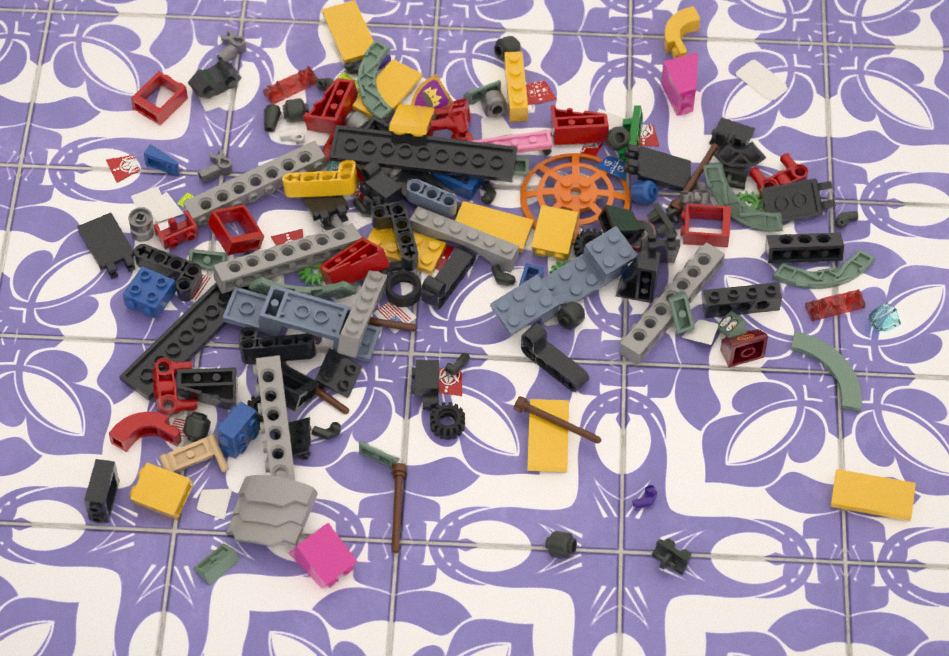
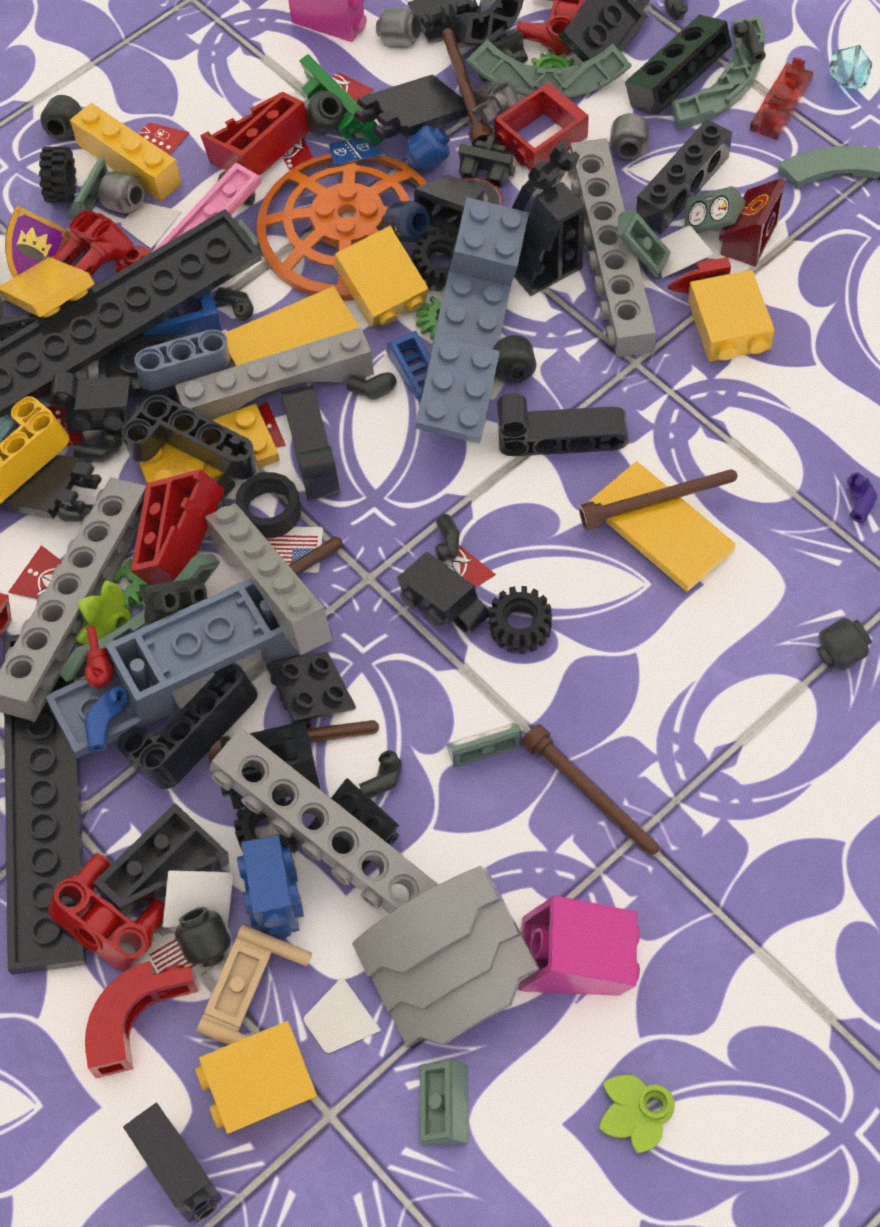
camera: 40 degrees left, 5 degrees up
(212, 408) = (194, 890): none -> white sticker
(243, 311) = (101, 714): none -> blue arm
(261, 292) = (99, 667): none -> red piece
(277, 628) = (630, 1113): none -> lime plate
(290, 273) = (103, 612): none -> lime plate
(316, 288) = (171, 597): none -> pearl dark grey hips
(474, 73) = (57, 174): none -> black tyre
(590, 216) = (408, 220): none -> dark blue head
(685, 377) = (730, 315): none -> yellow brick
(696, 351) = (704, 270): none -> red plate
(700, 125) = (398, 27): none -> flat silver head
(740, 262) = (629, 136): none -> flat silver head
(851, 266) = (747, 32): none -> pearl dark grey arm

